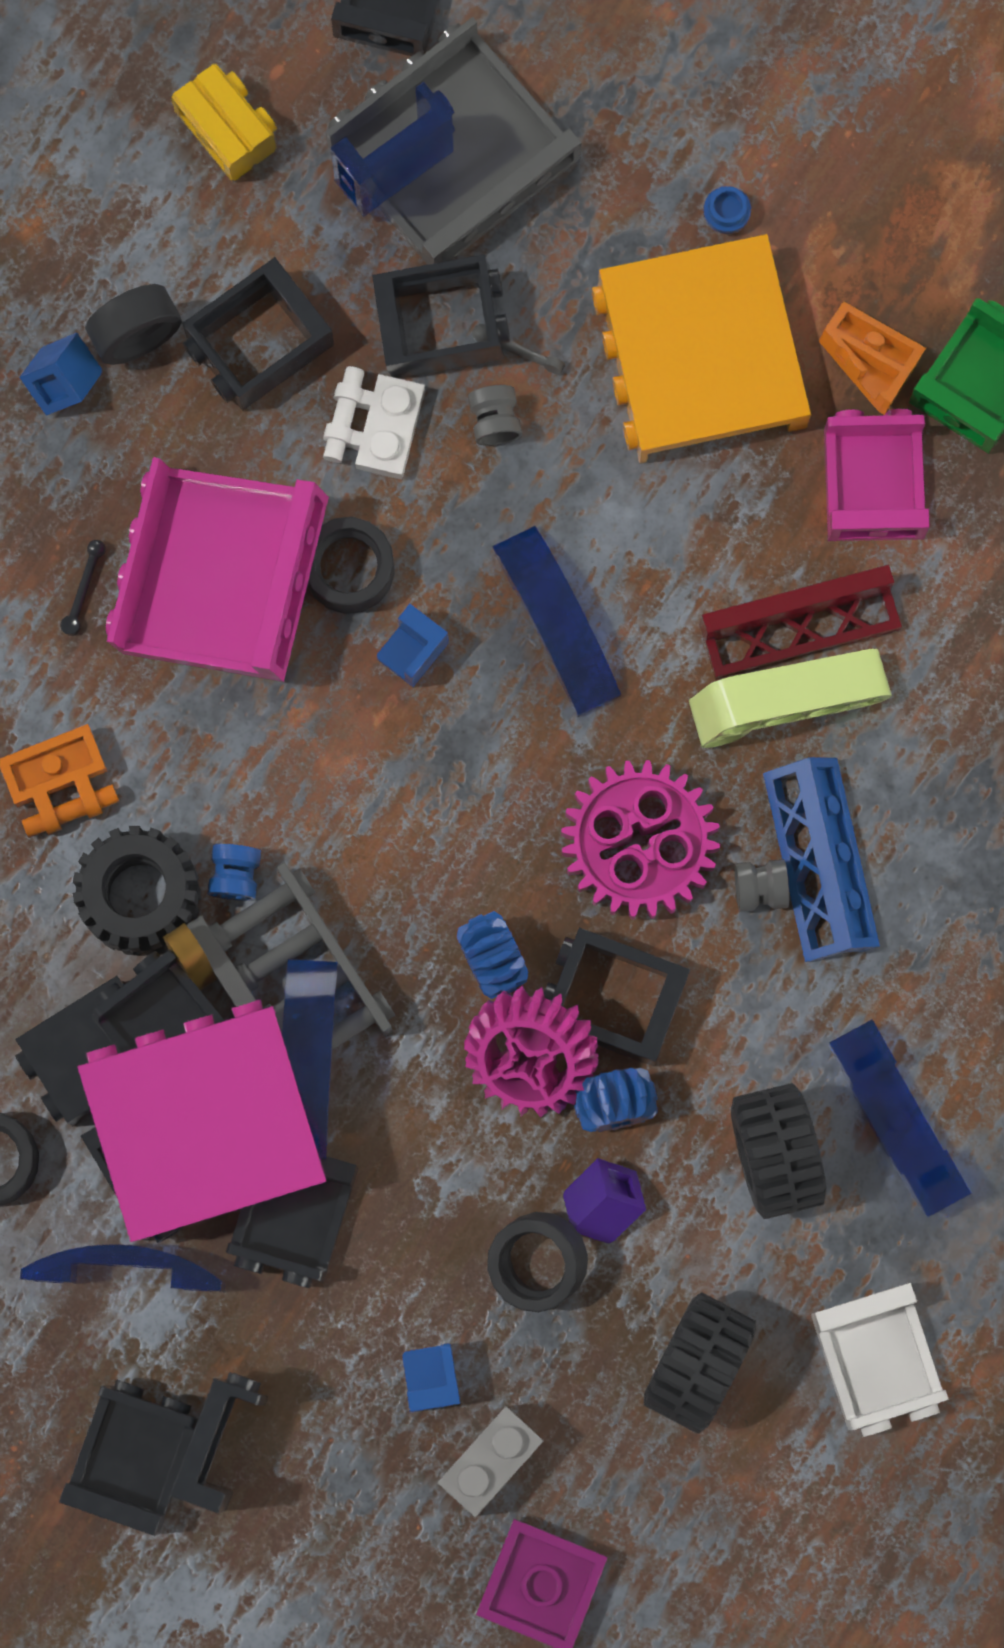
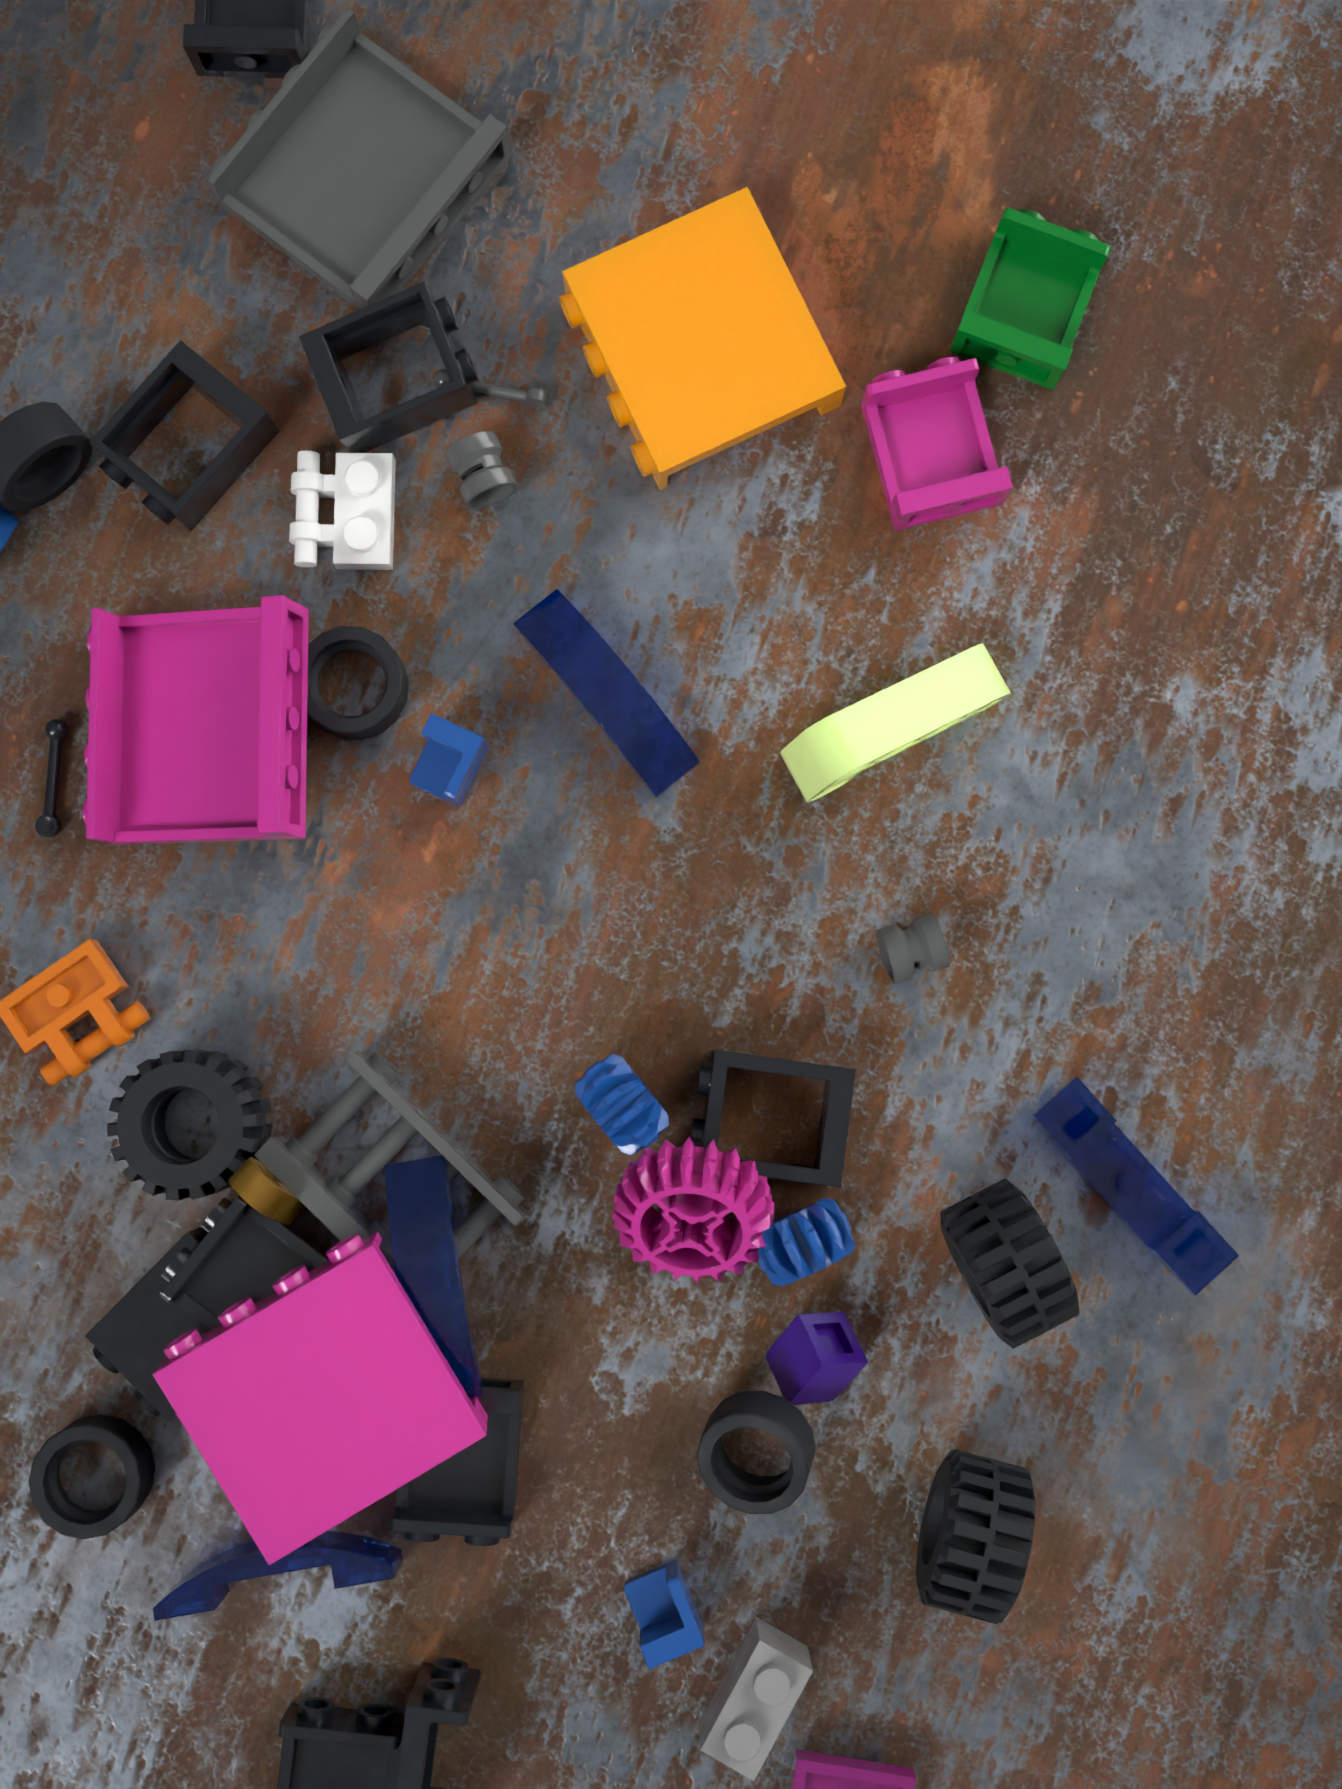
camera: 15 degrees left, 5 degrees up
(224, 121) = (90, 197): yellow brick -> none
(234, 872) = (302, 1086): blue wheel -> none
(400, 159) = (297, 188): clear blue panel -> none
(620, 800) = (728, 885): dark pink gear -> none
(727, 210) = (693, 173): blue plate -> none
(797, 604) = (874, 614): dark red fence -> none
(830, 854) = (990, 896): blue fence -> none
(871, 354) = (897, 303): orange wing -> none
(879, 1360) = (1174, 1469): white panel -> none

